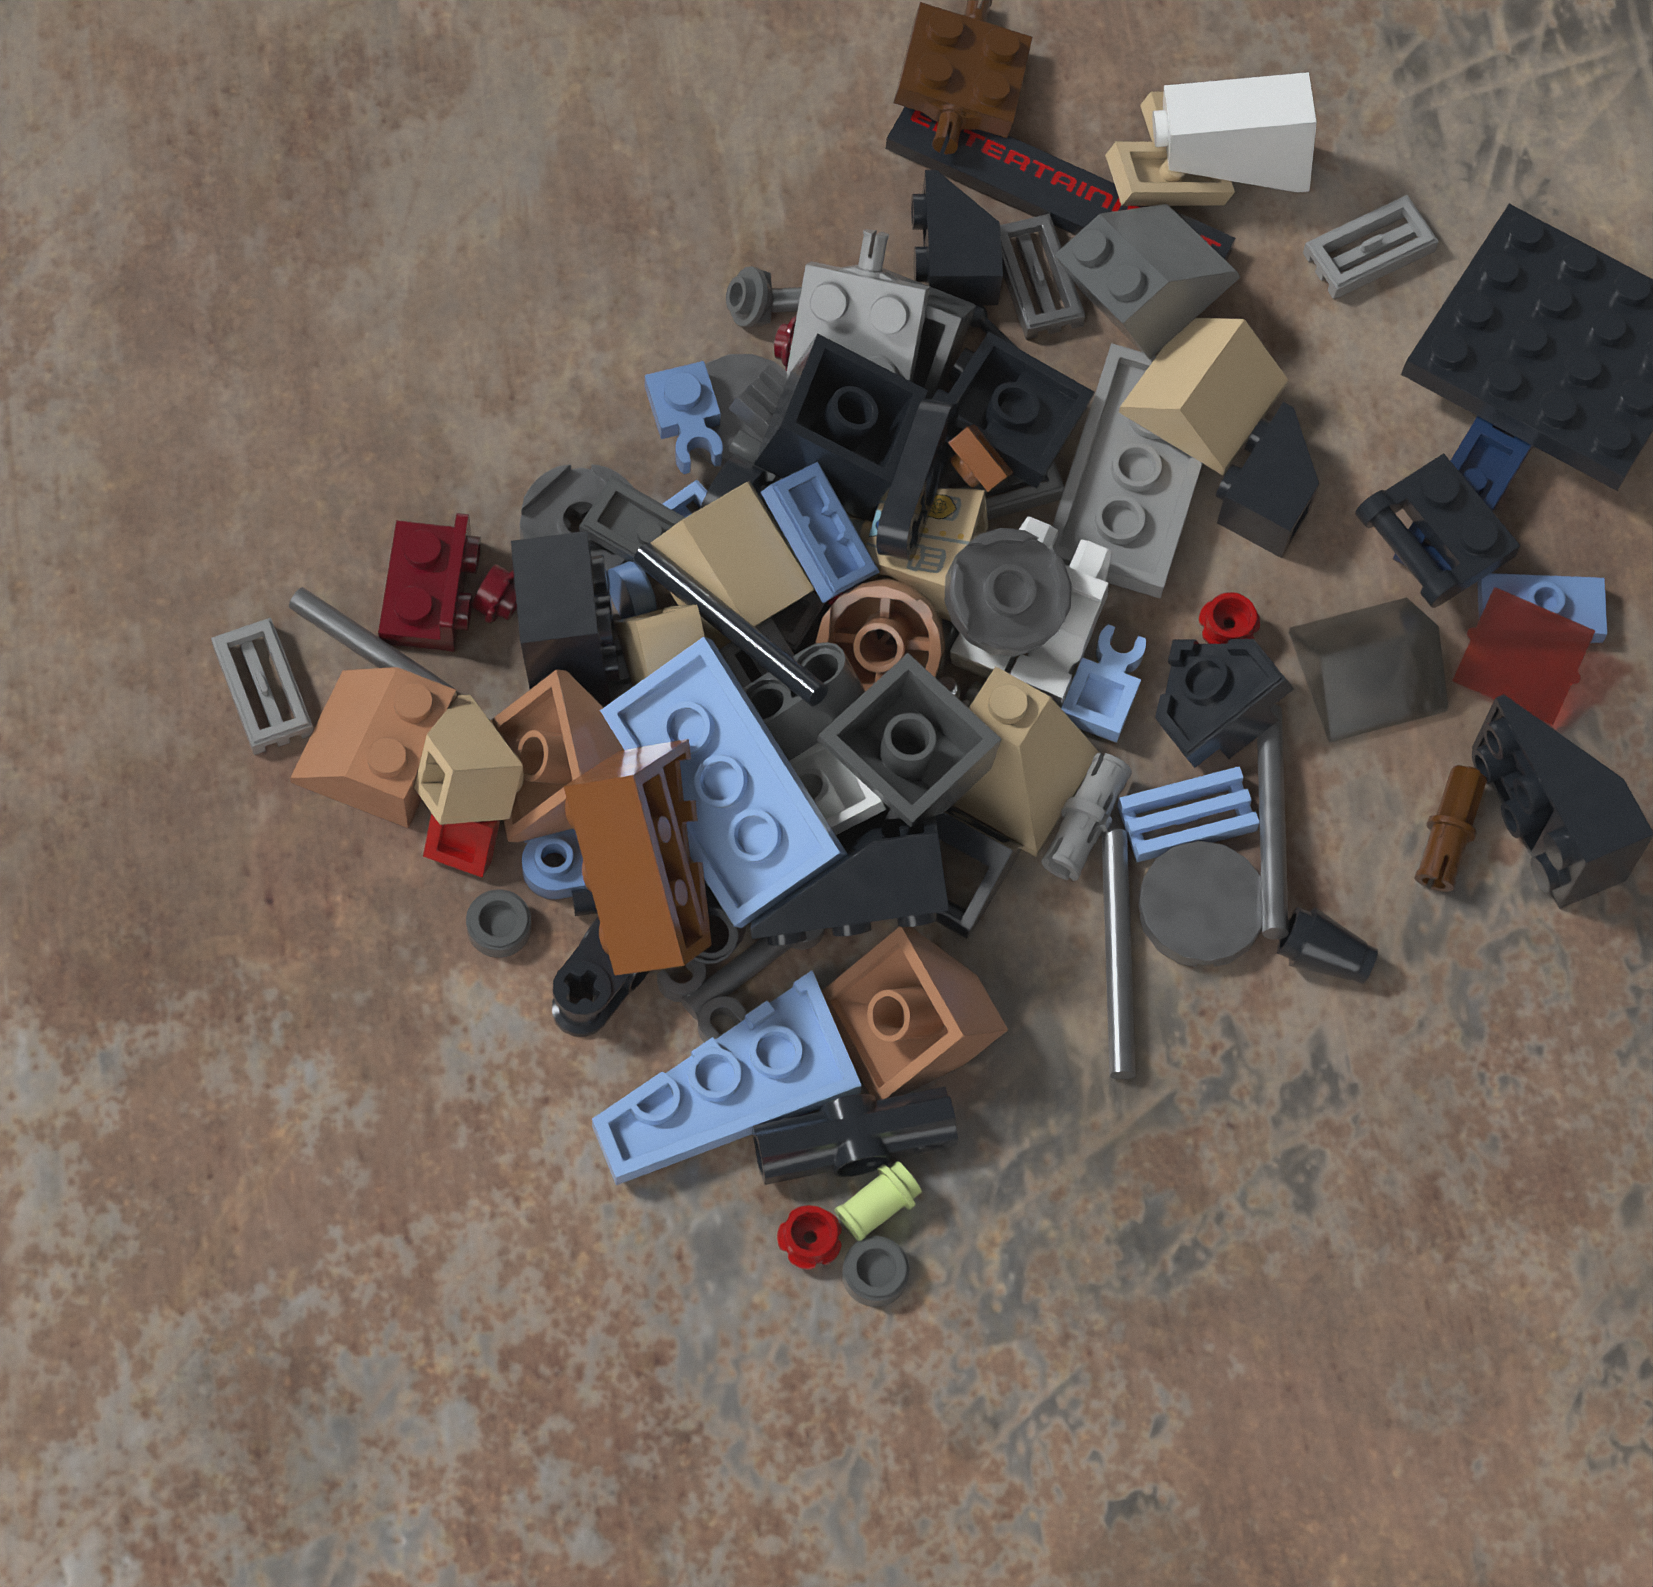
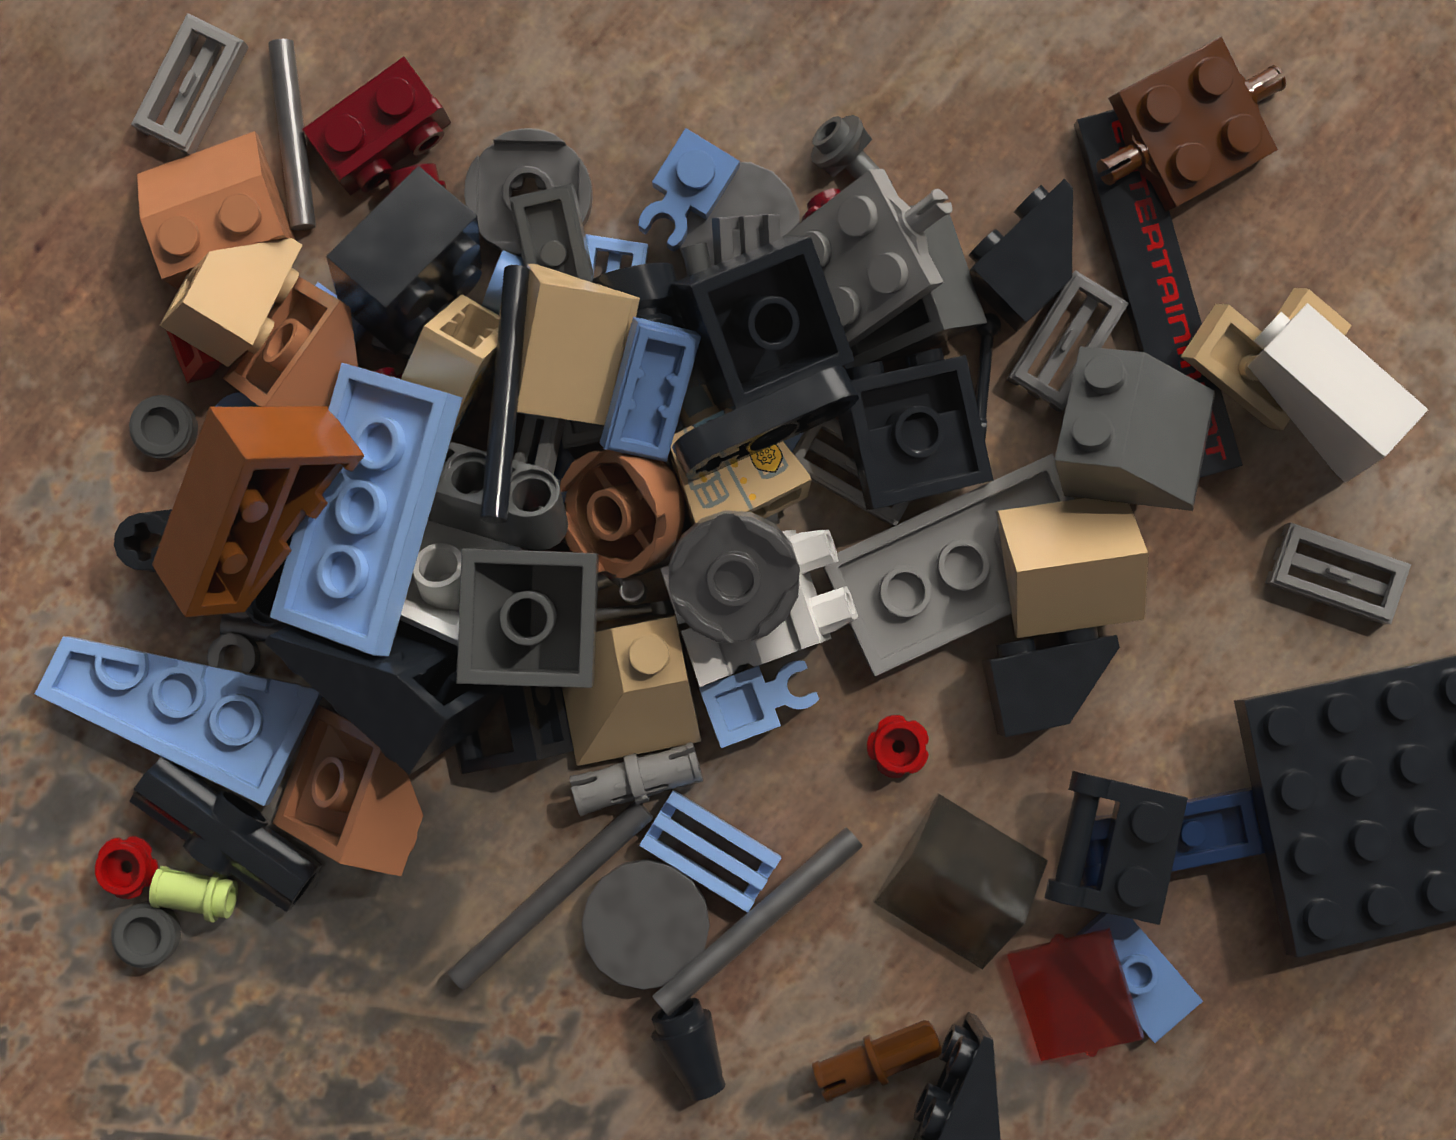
camera: 55 degrees right, 20 degrees up
(977, 459) = (832, 453): dark orange plate -> none
(1219, 696) = (821, 794): black plate -> none

